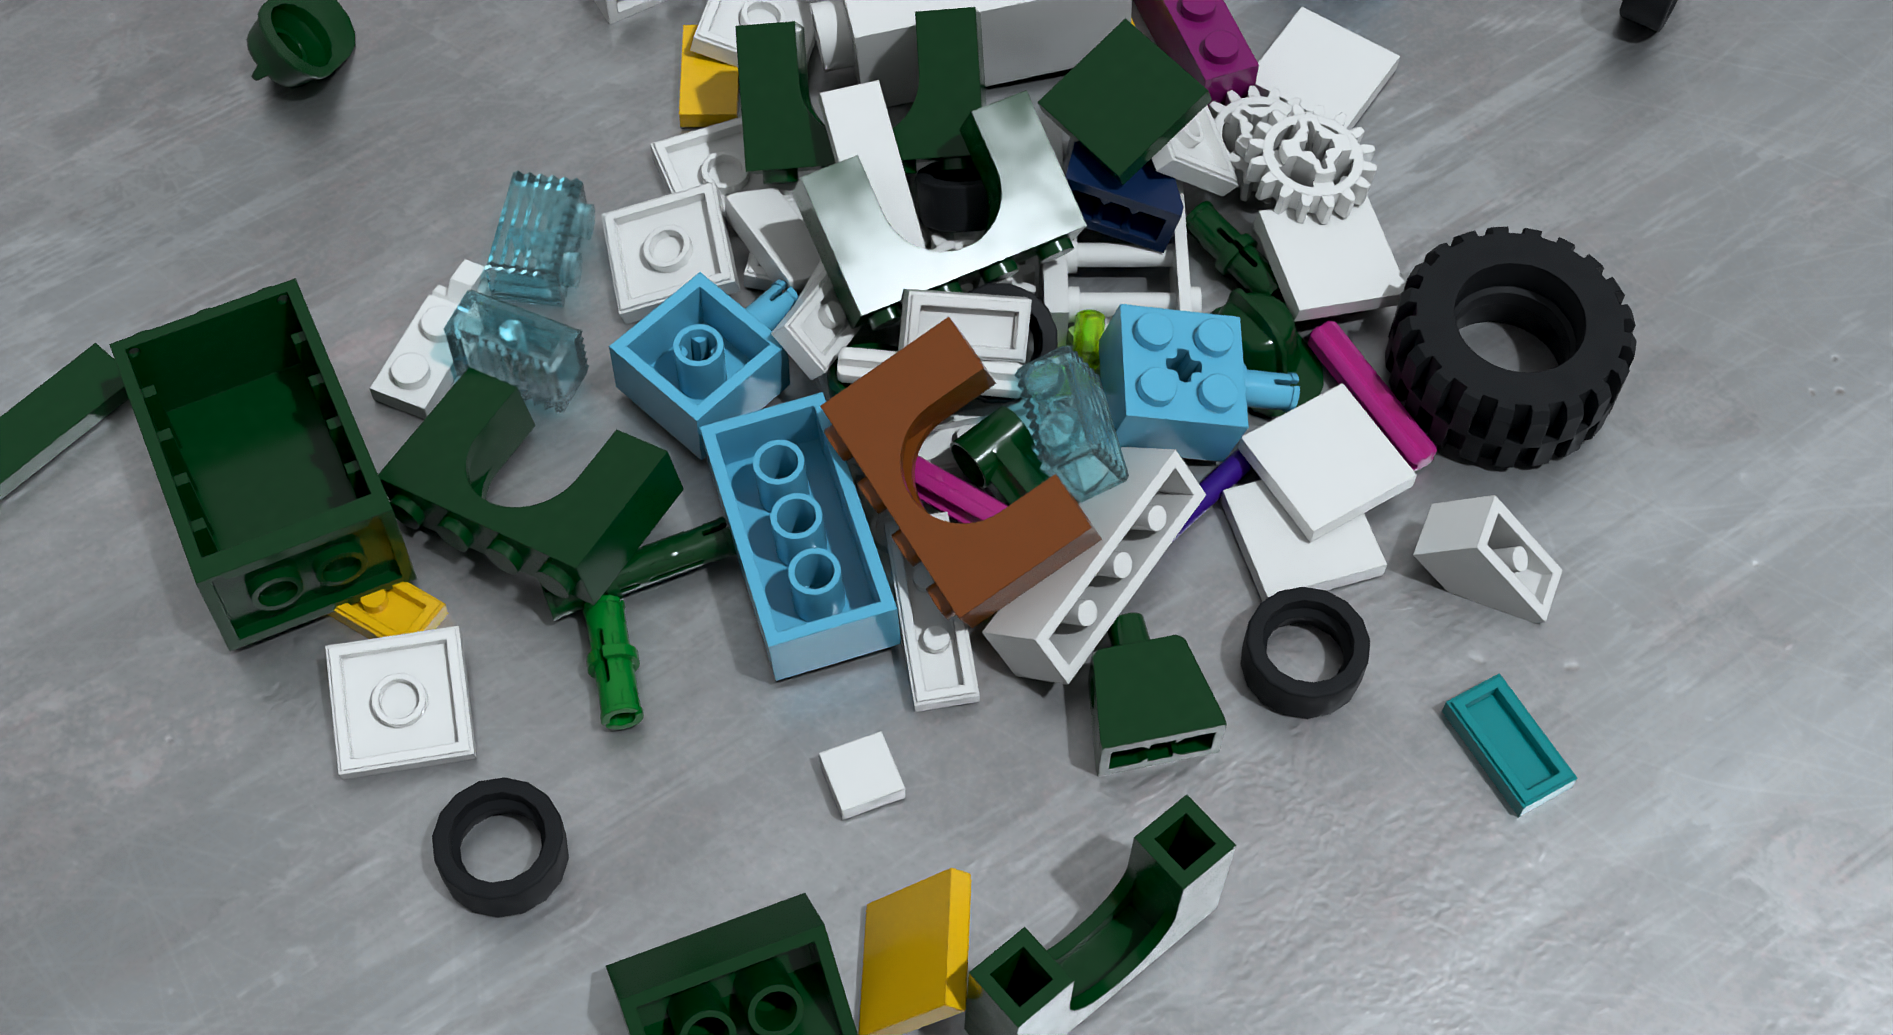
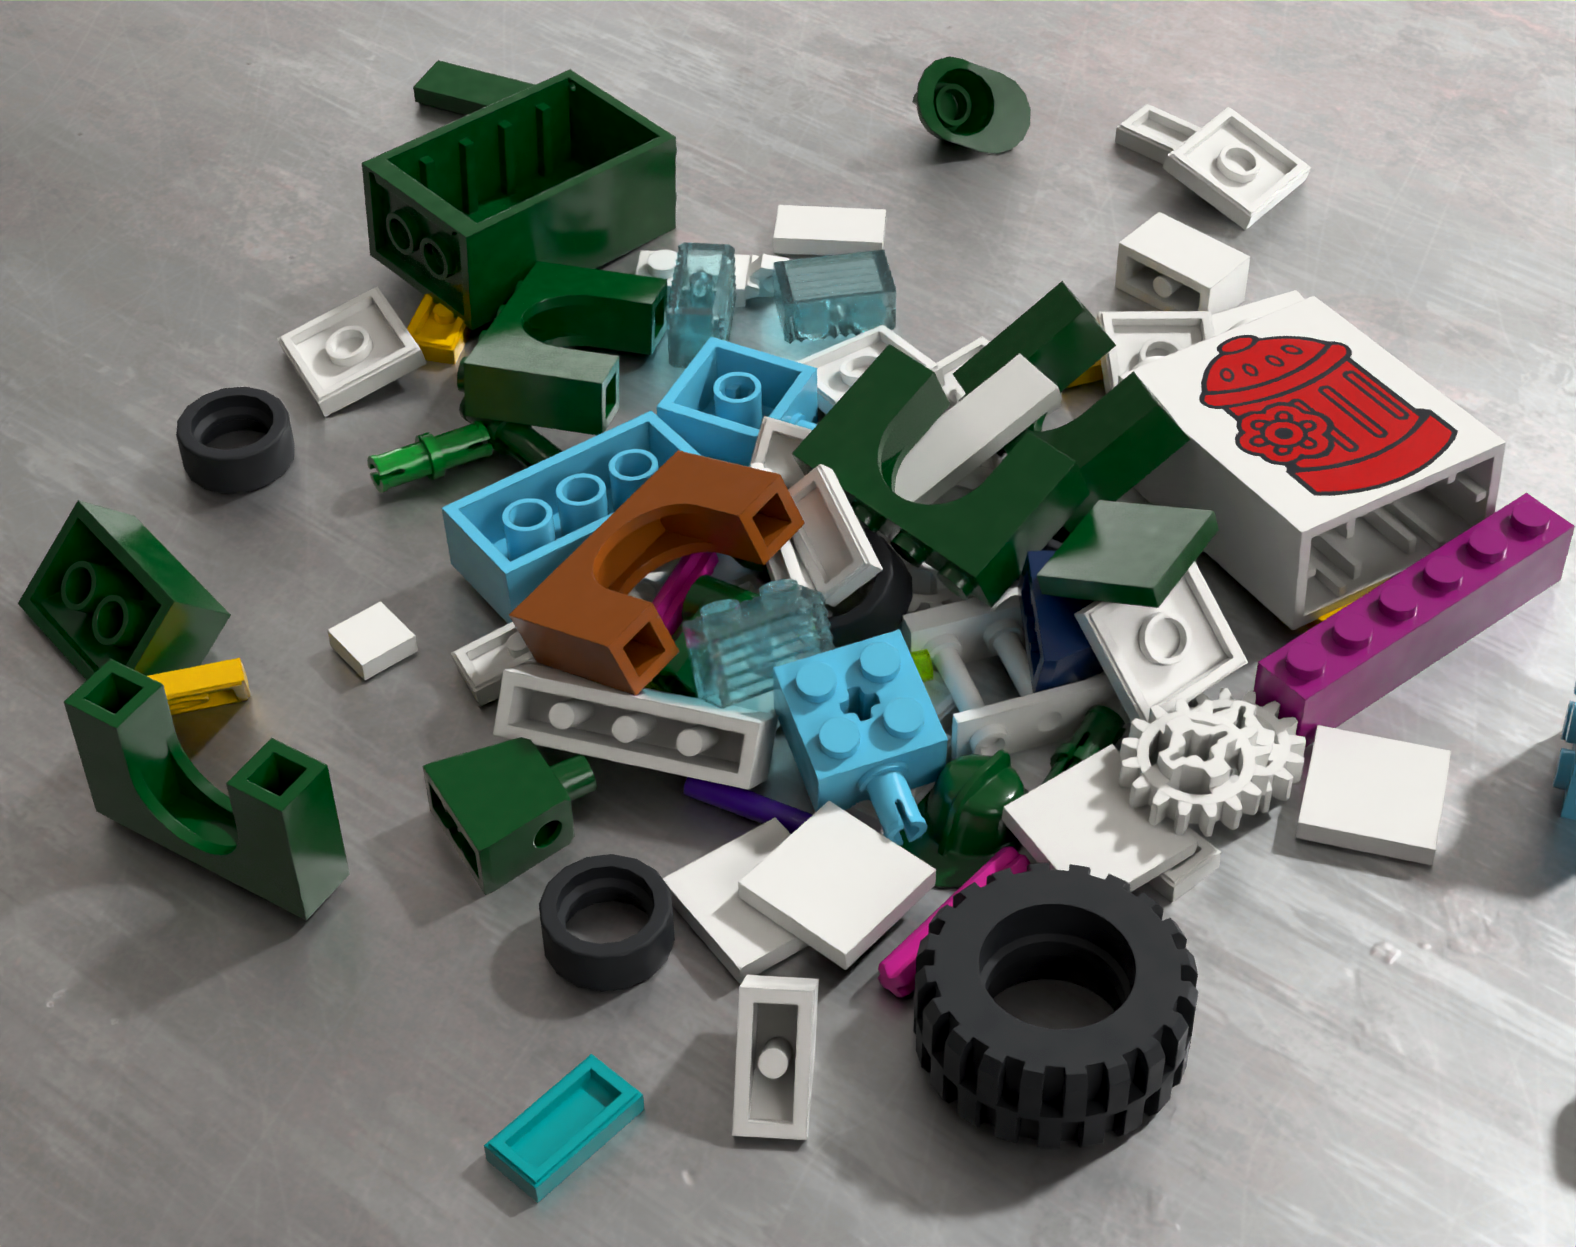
camera: 75 degrees right, 15 degrees down
(415, 218) = (828, 230): none -> white tile

